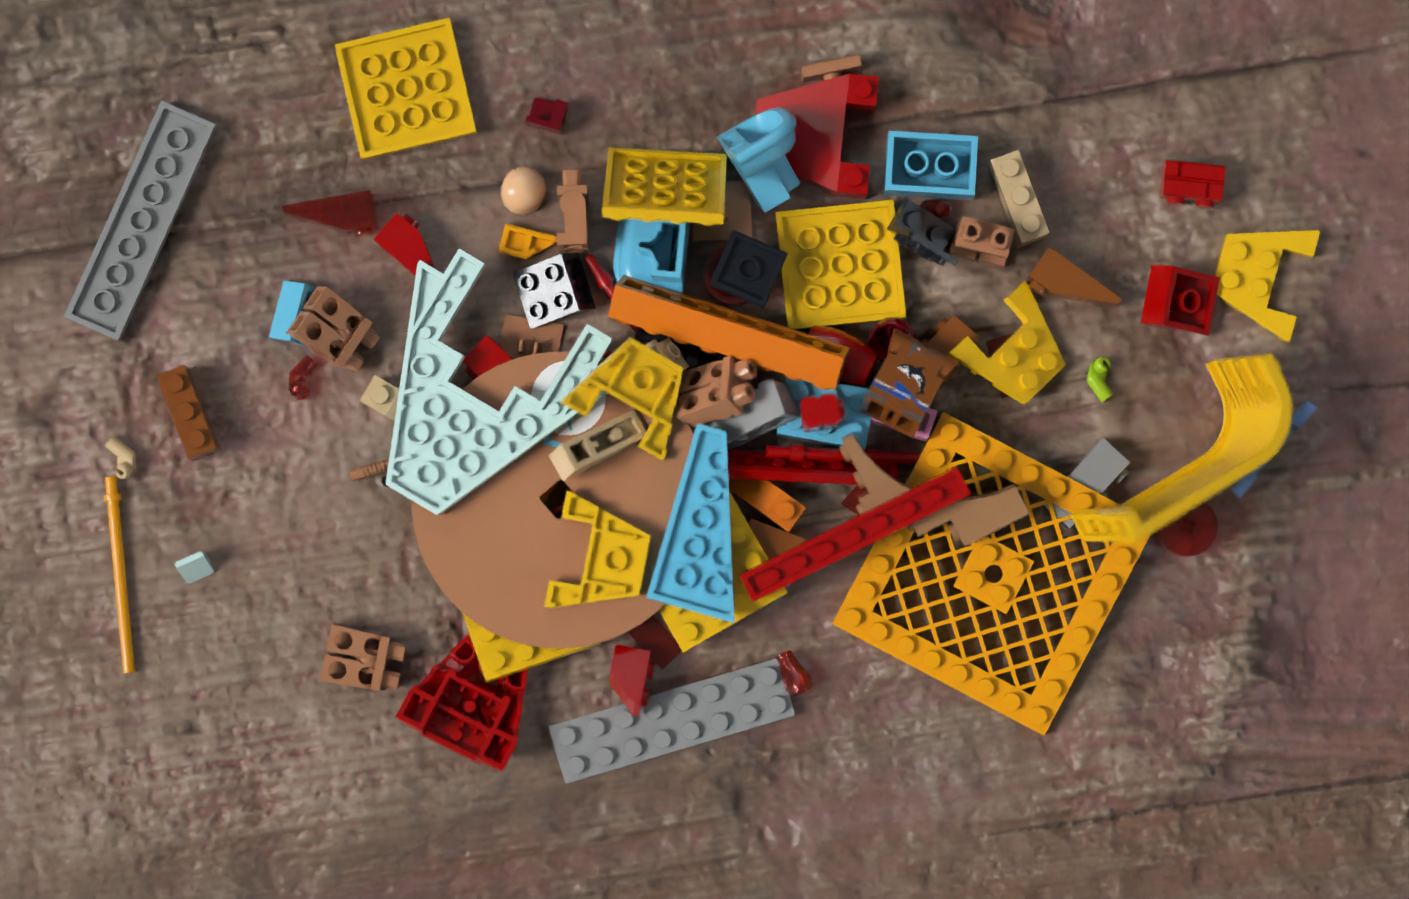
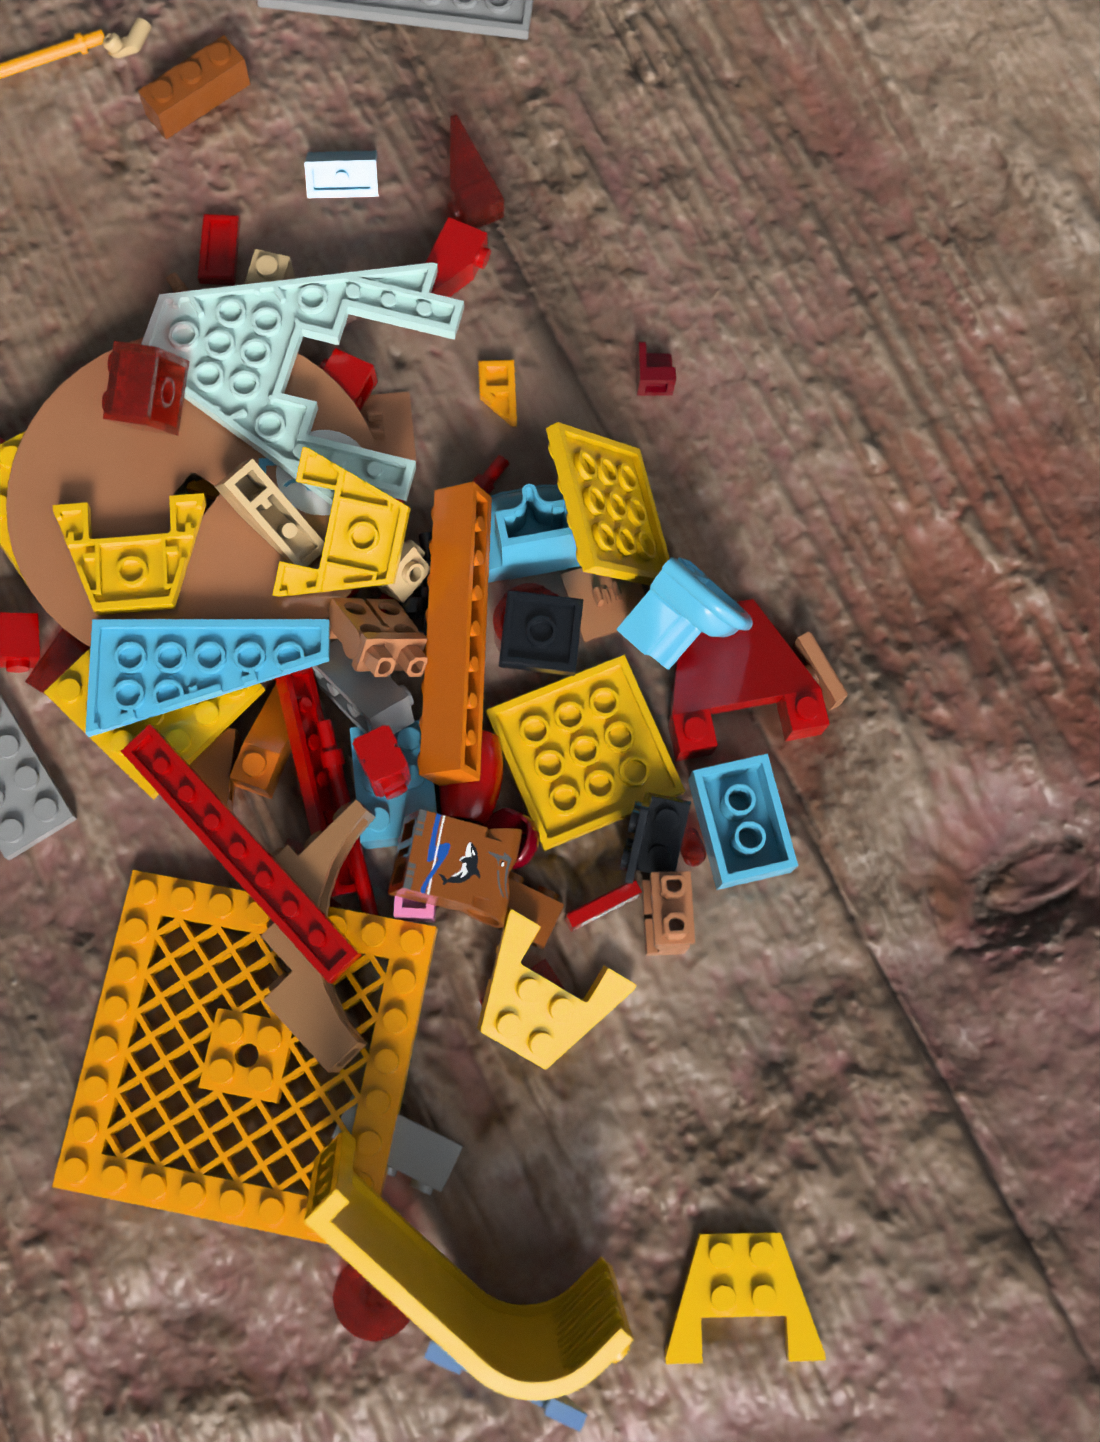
camera: 65 degrees right, 10 degrees down
(194, 567) = (22, 141): light aqua slope -> none
(297, 378) = (270, 190): clear red arm -> none
(333, 329) = (328, 215): nougat hips -> none
(337, 431) = (219, 249): none -> red tile
(405, 89) = (633, 214): yellow plate -> none
(477, 511) = (145, 388): none -> clear red brick
(523, 190) = (559, 369): light nougat hair -> none
(554, 289) = (454, 434): bracket -> none
(573, 201) = (525, 427): nougat hips -> none
(793, 674) = (56, 841): clear red cone -> none
(960, 288) = (602, 905): none -> red tile
(1018, 198) = (737, 944): tan brick -> none
(1065, 280) = (652, 1035): dark orange slope -> none
(1096, 378) = (541, 1116): lime arm -> none
(1180, 299) = (674, 1195): red slope -> none
(1192, 182) = (831, 1166): red brick -> none

